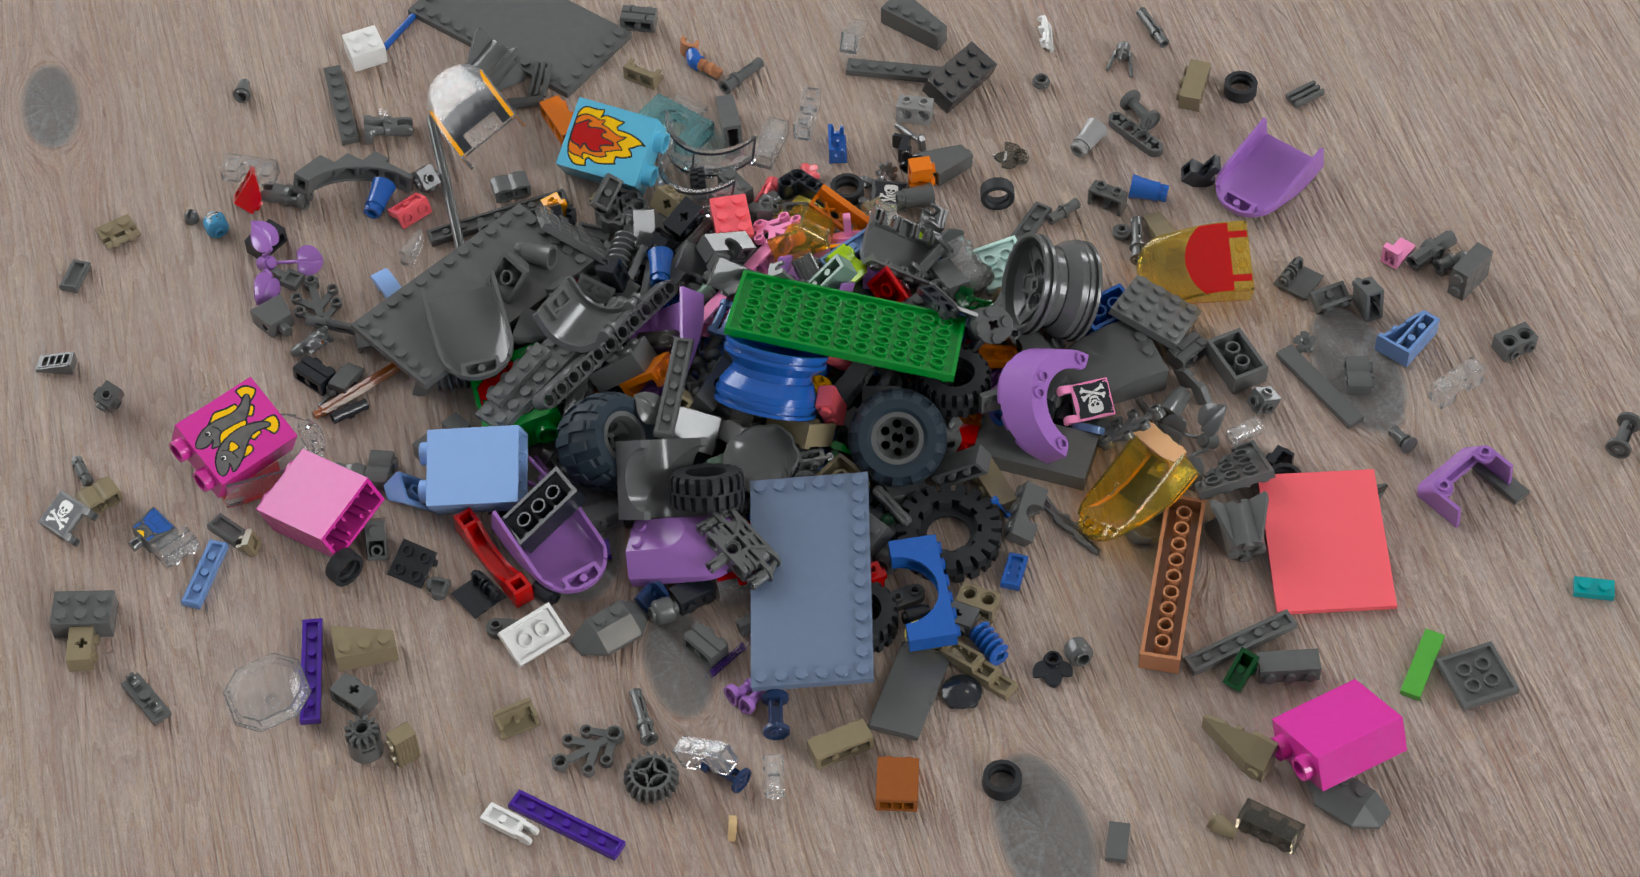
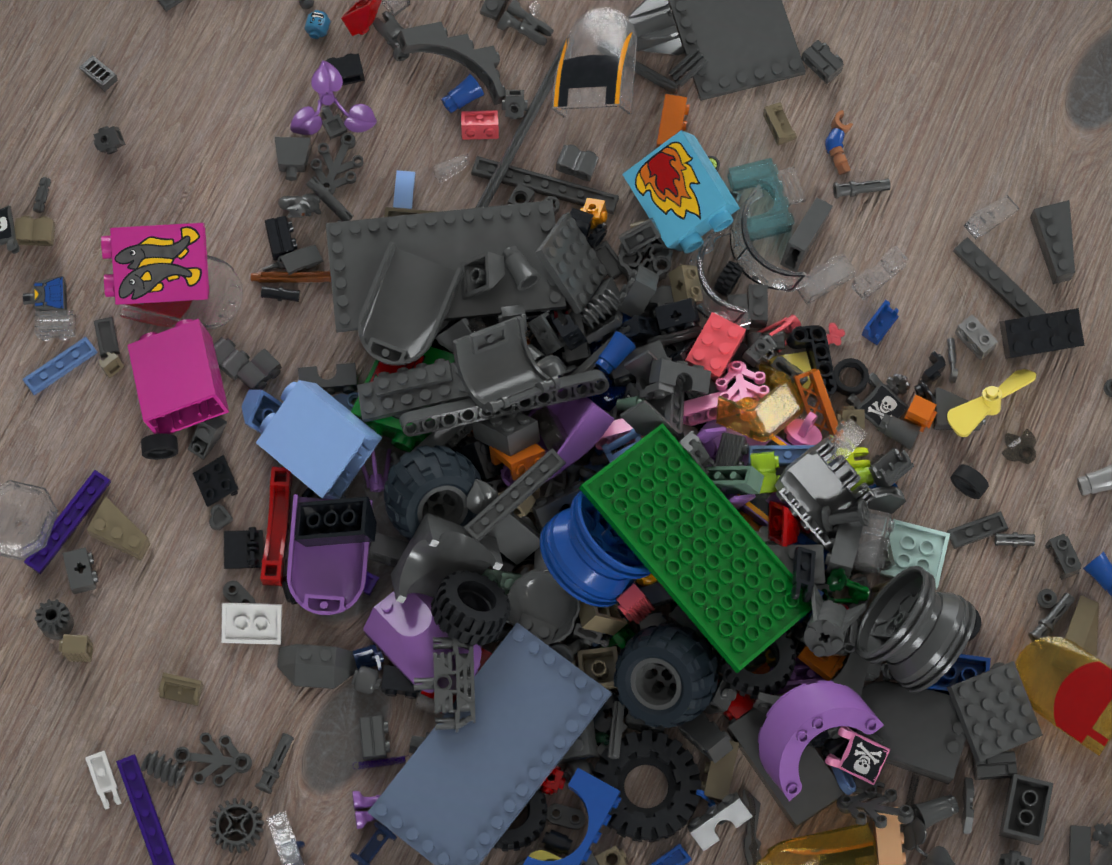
camera: 35 degrees right, 20 degrees up
(554, 779) = (163, 769): none -> dark grey piece
(959, 149) = (968, 416): none -> light yellow piece

